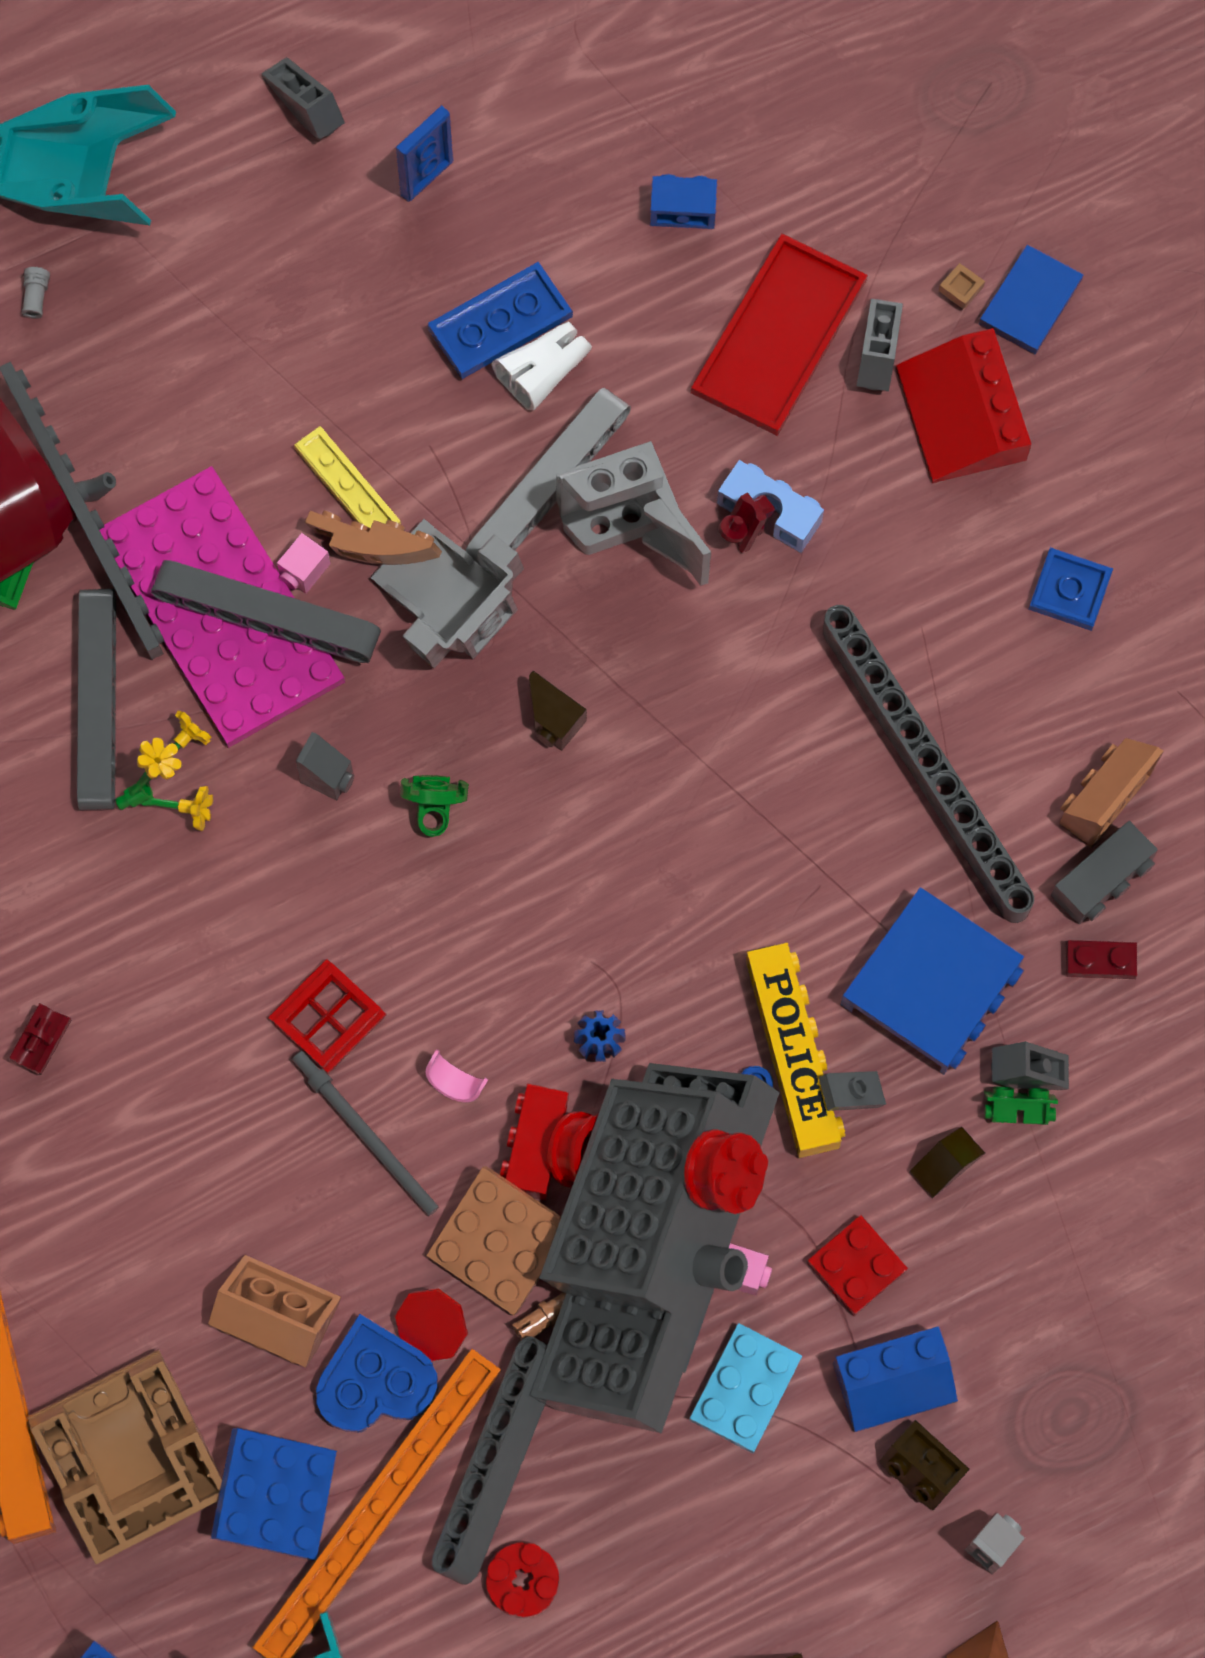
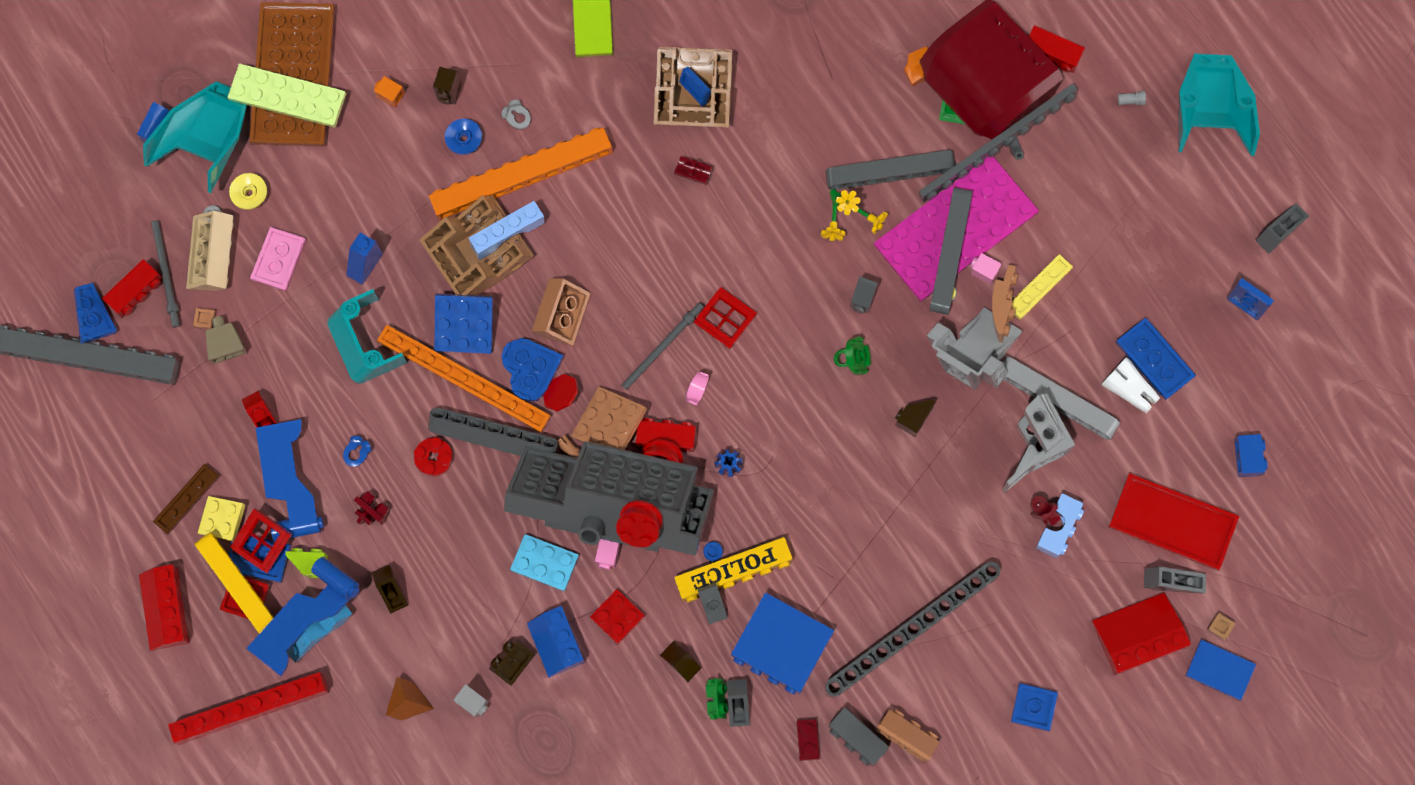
camera: 90 degrees right, 5 degrees up
(102, 1395) = (493, 236): none -> light blue arch

